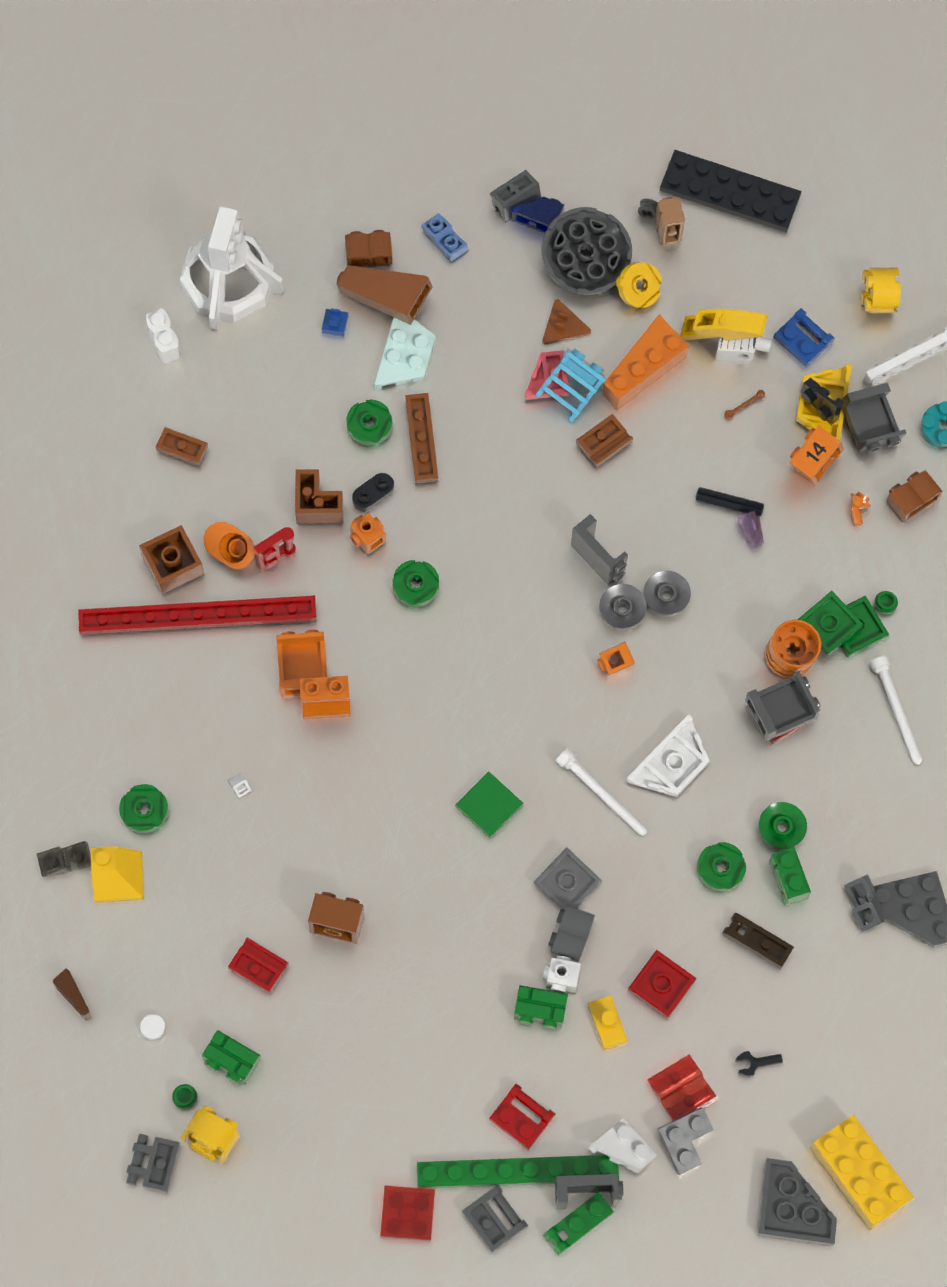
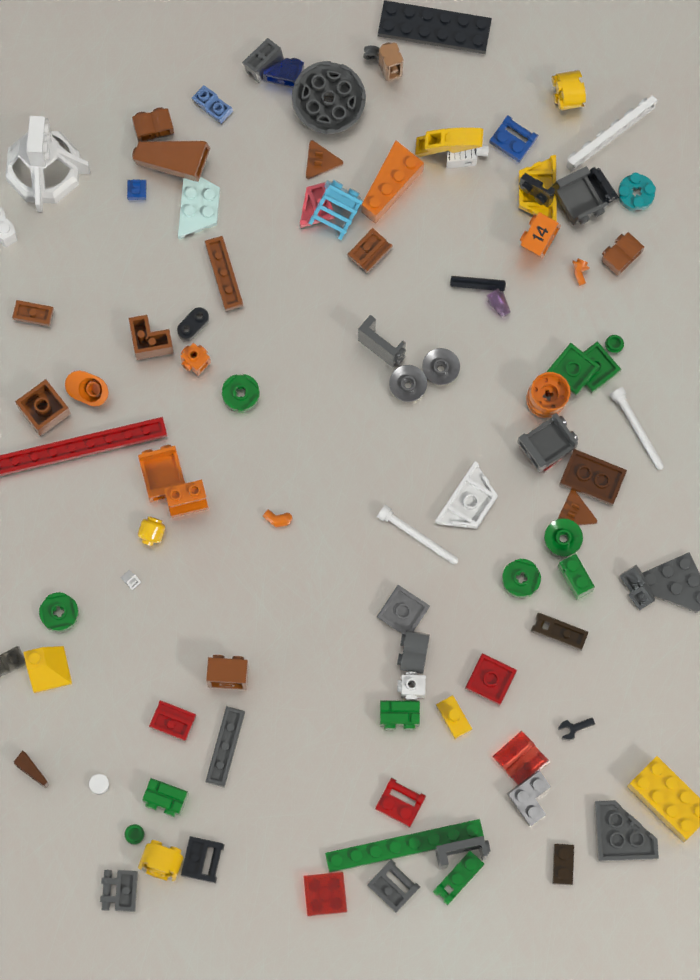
camera: 10 degrees left, 5 degrees up
(255, 1139) = (196, 856): none -> black plate
(269, 552) = (123, 384): red plate -> none
(275, 730) = (151, 530): none -> yellow head
(317, 1009) = (225, 746): none -> dark grey tile
(364, 411) = (175, 258): green plate -> none
(433, 745) = (278, 520): none -> orange arm
(489, 805) = (331, 561): green tile -> none
(622, 652) = (417, 426): orange brick -> none
(624, 1147) = (484, 812): white wing -> none
(627, 284) = (366, 115): yellow plate -> none
(712, 1230) = (563, 864): none -> dark brown plate
(729, 413) = (465, 211): dark orange hinge -> none
(805, 796) = (577, 510): none -> dark orange piece
(832, 759) = (593, 477): none -> reddish brown plate
(902, 410) = (602, 186): none -> black hinge

